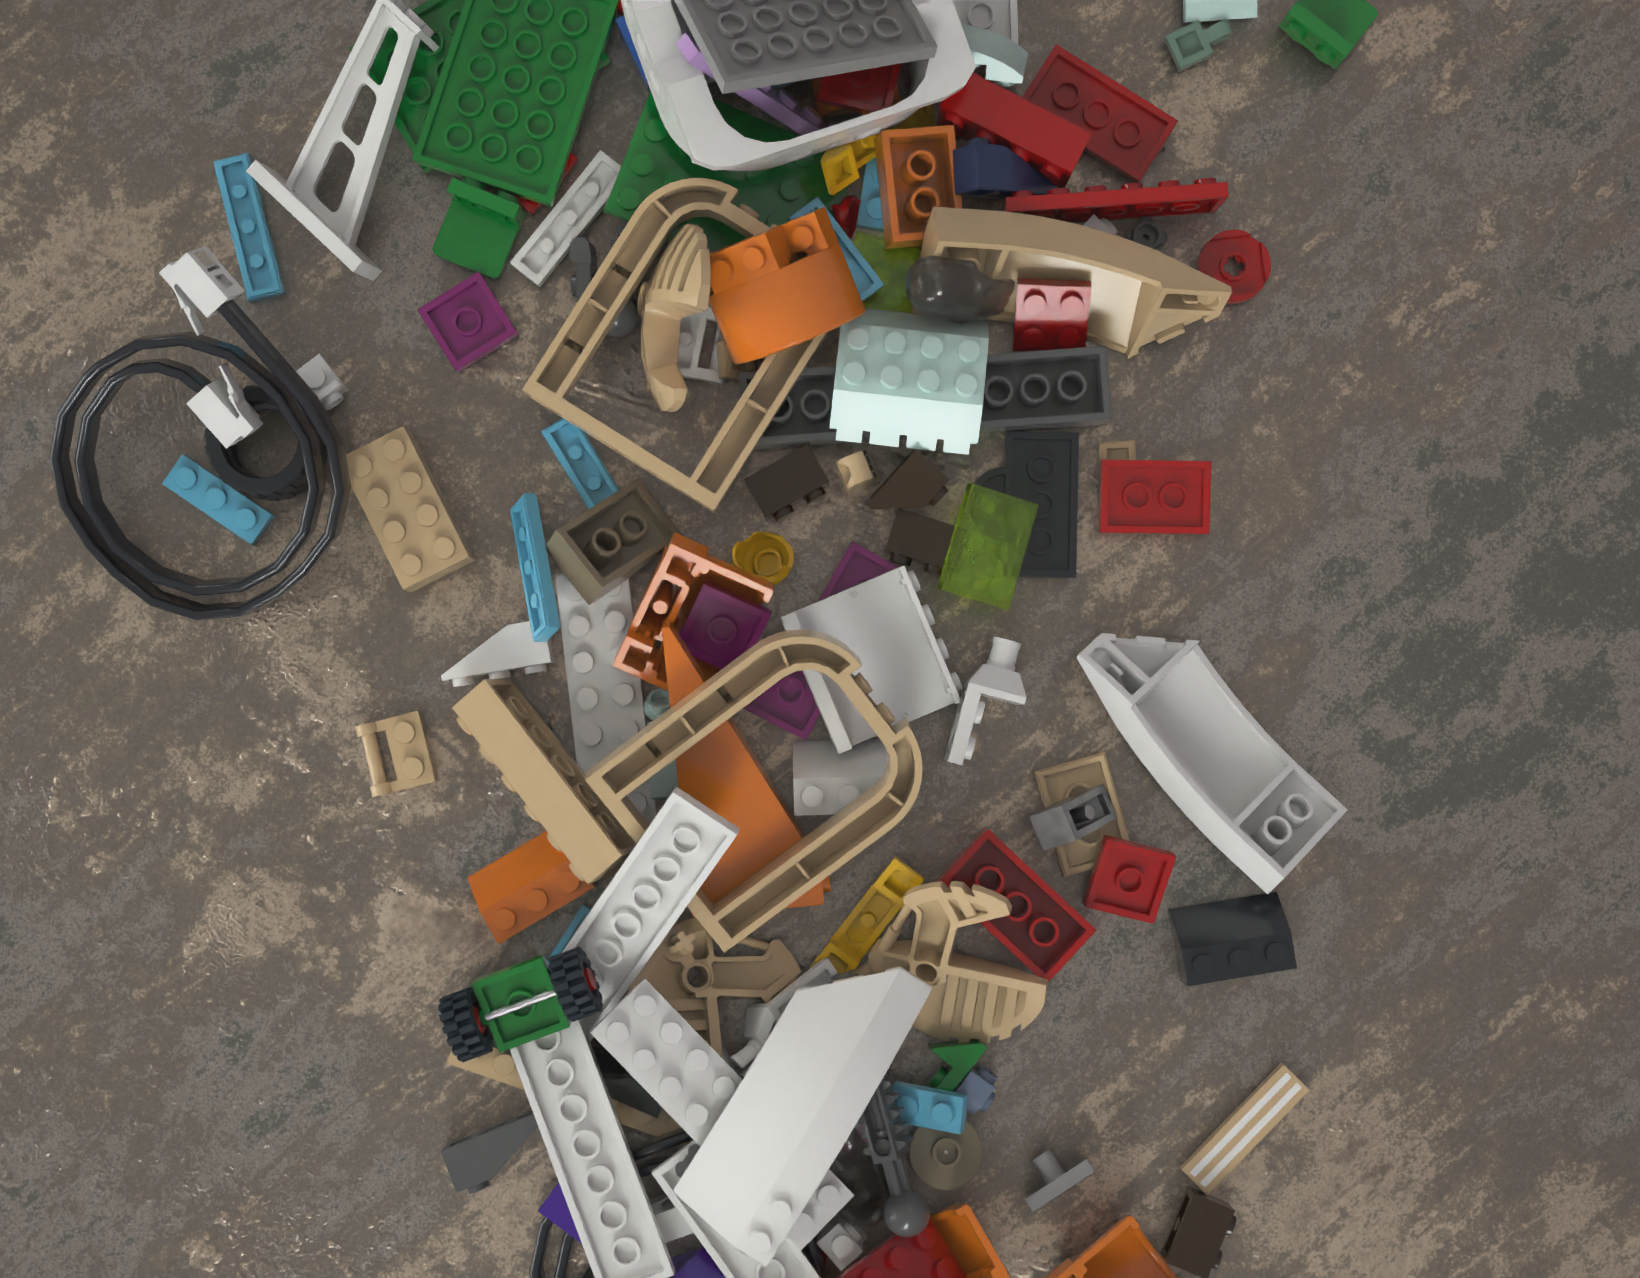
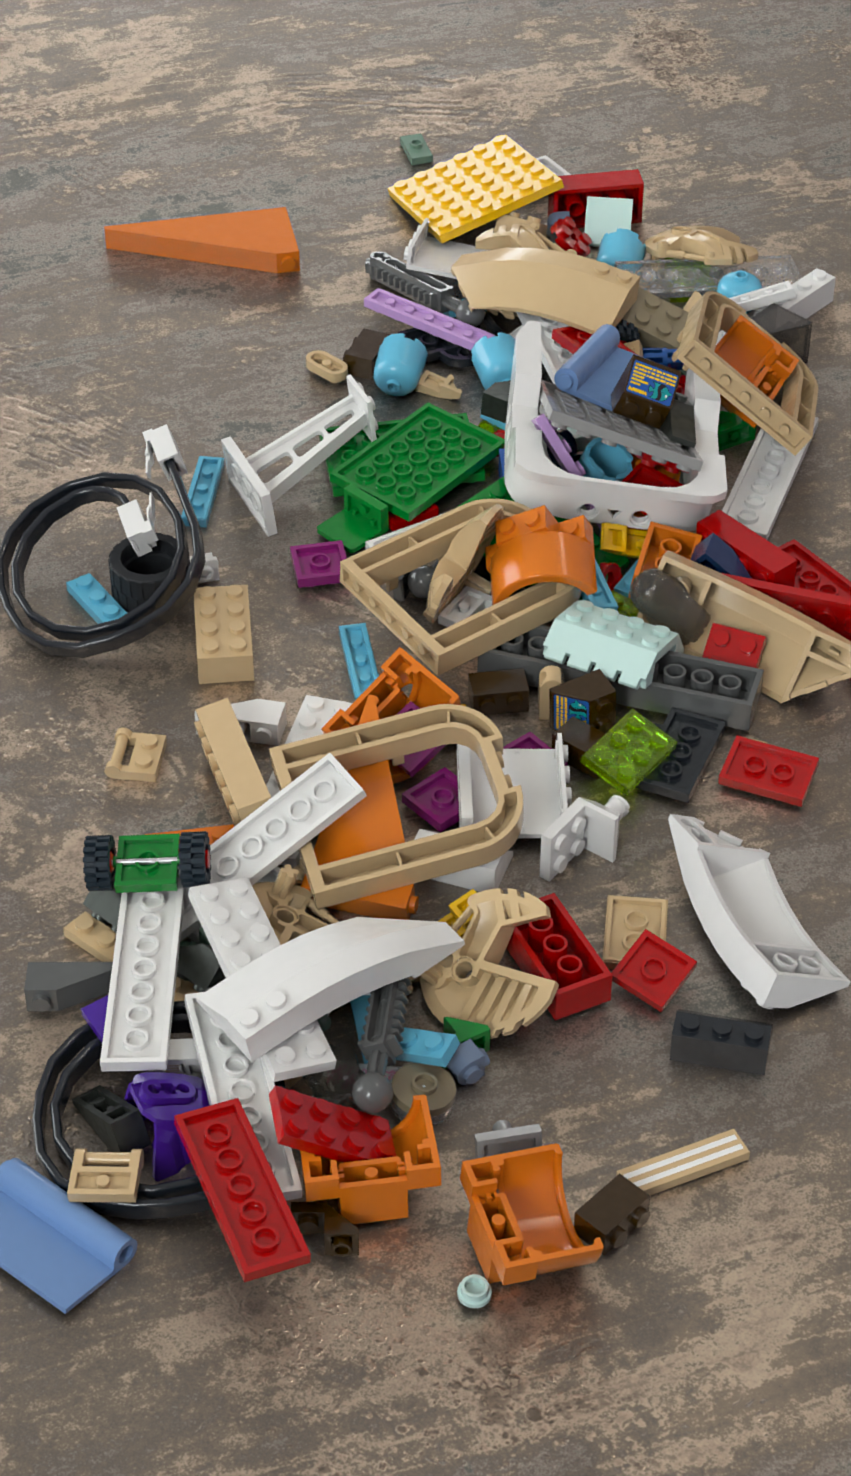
camera: 25 degrees right, 45 degrees down
(535, 568) = (294, 674): medium azure tile -> none
(611, 541) = (343, 674): dark tan slope -> none
(1003, 57) = (744, 516): light aqua slope -> none
(1073, 817) = (623, 914): flat silver slope -> none

